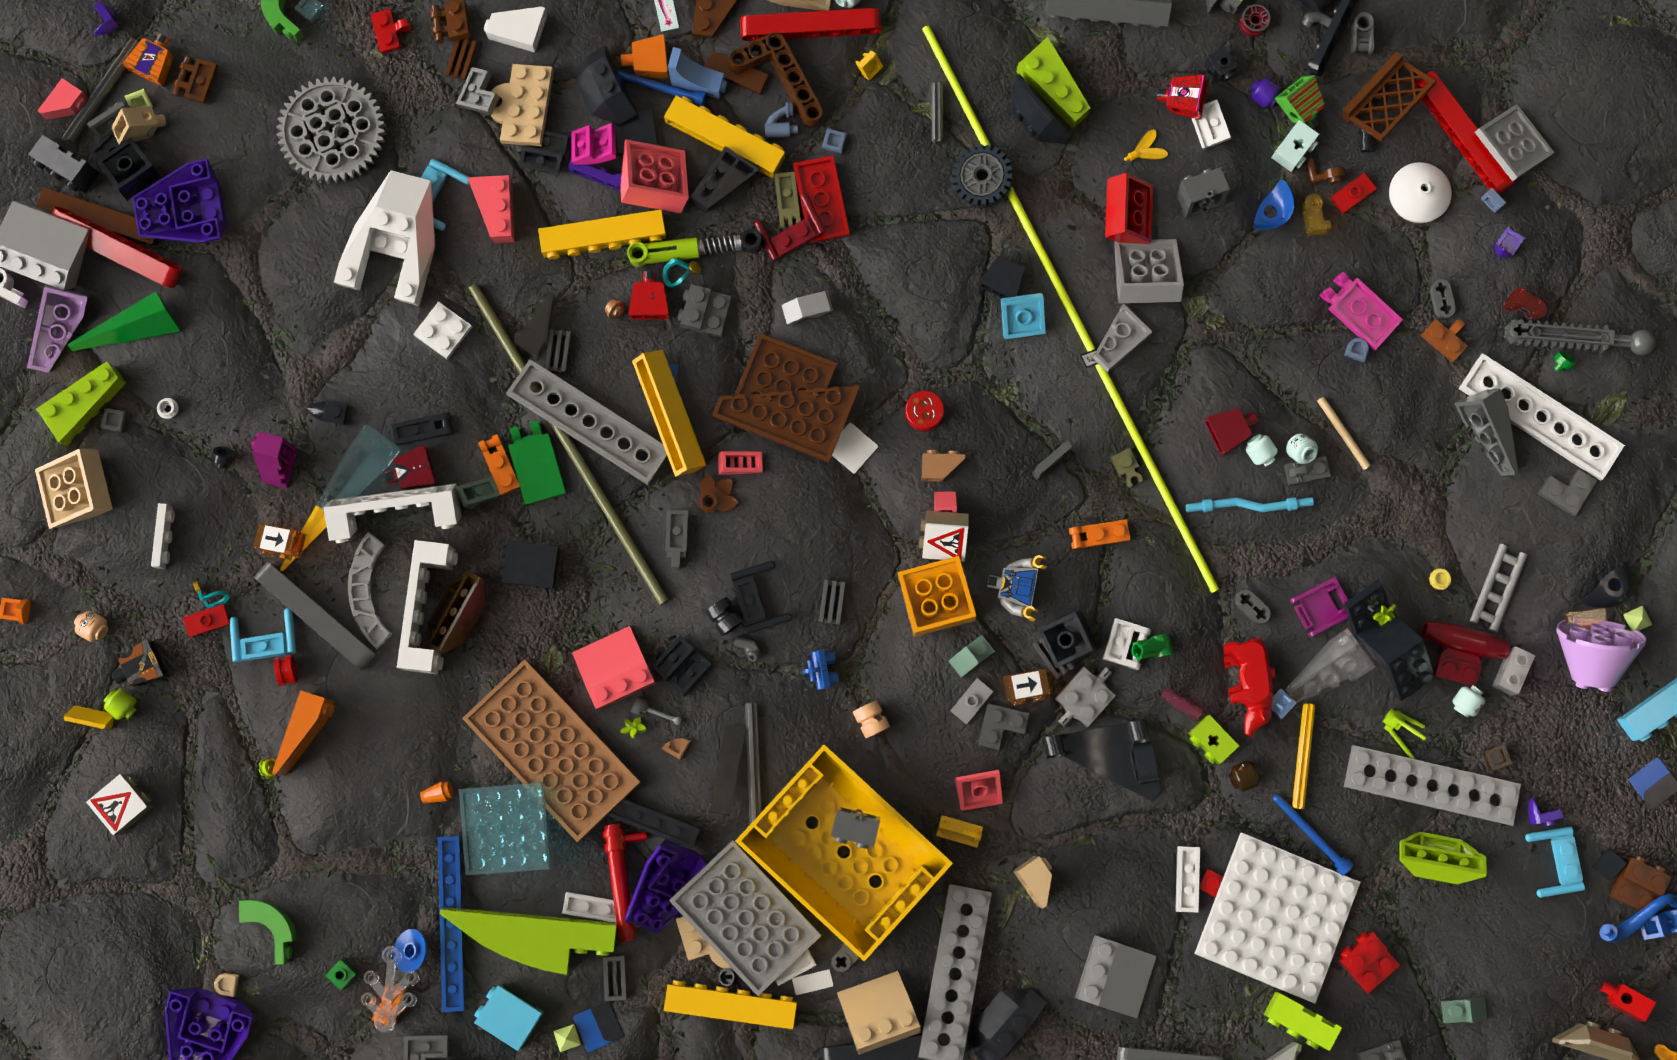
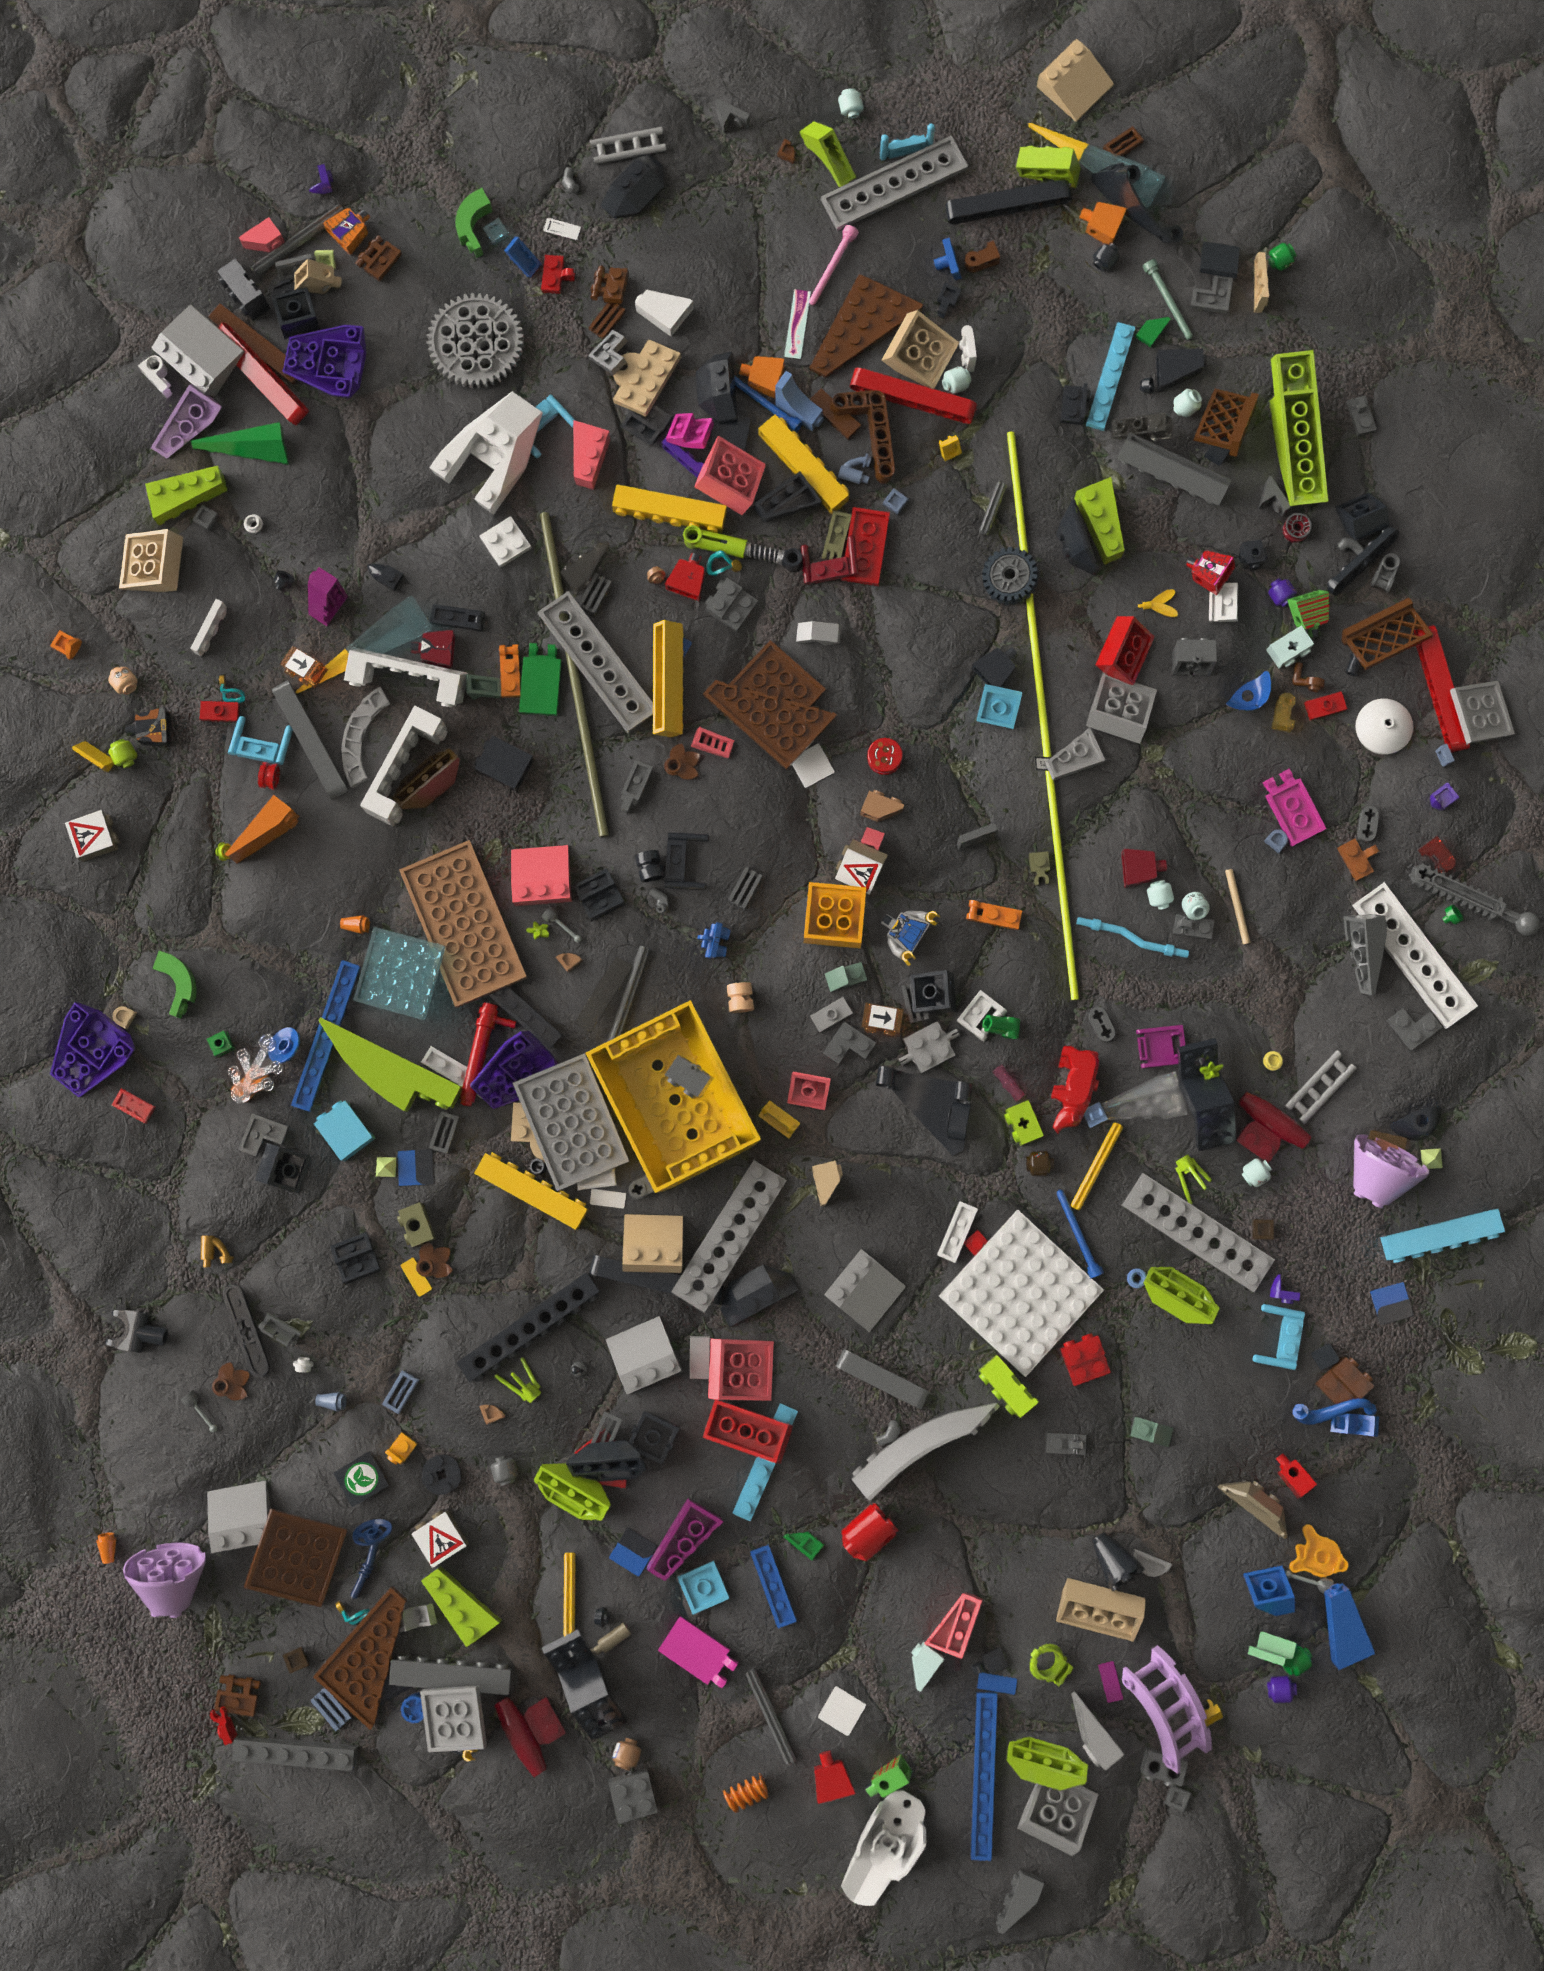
camera: 25 degrees right, 0 degrees up
(348, 24) = (522, 257): none -> blue tile
(1394, 853) = (1131, 1282): none -> medium blue plate
(1513, 671) = (1305, 1161): light grey brick -> none

